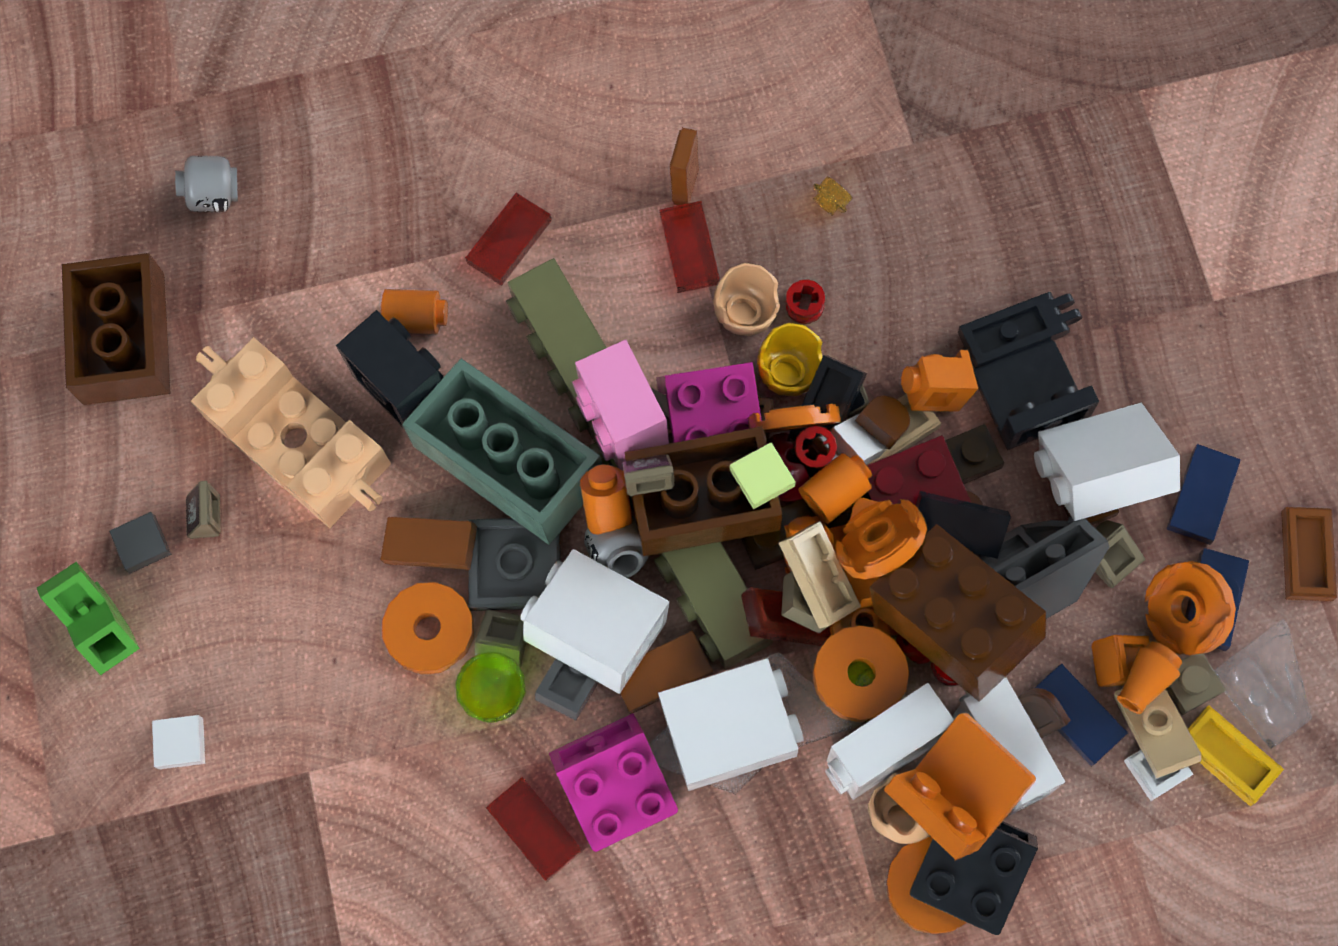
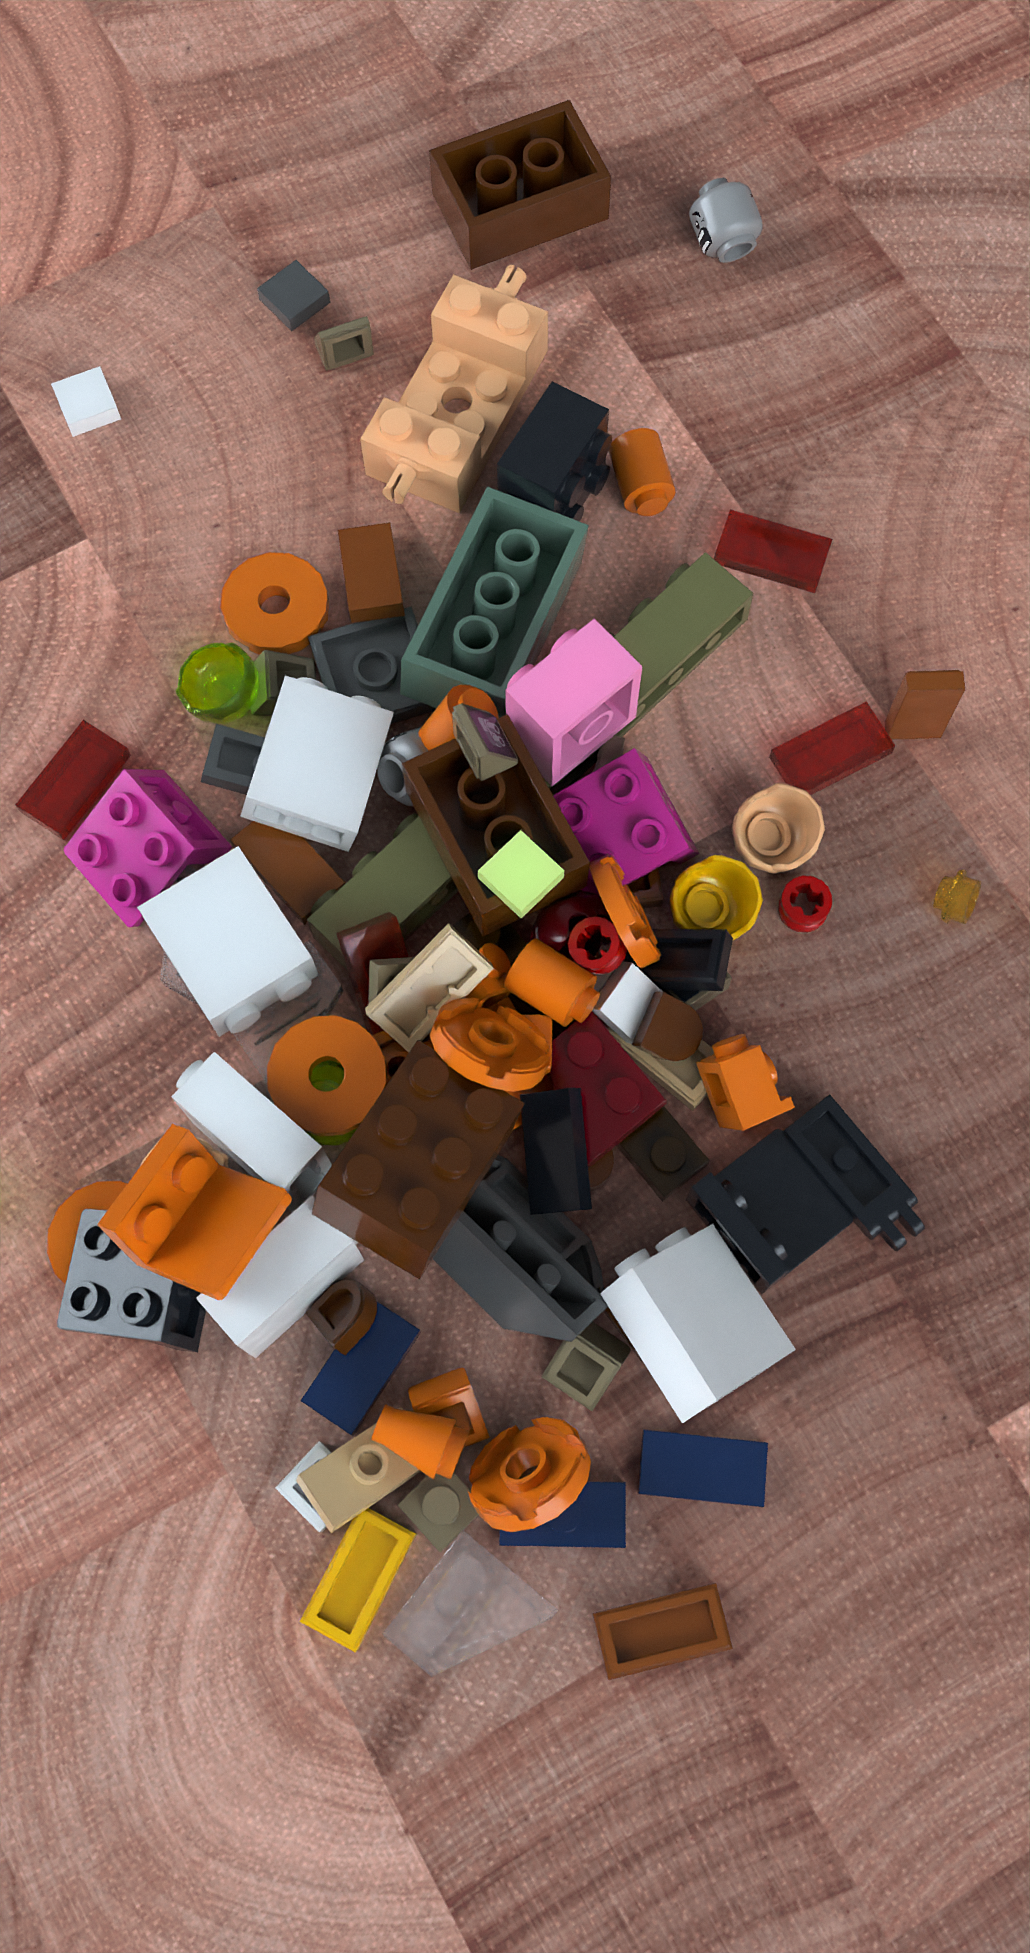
camera: 70 degrees right, 0 degrees up
(90, 617) = (193, 275): bright green brick -> none

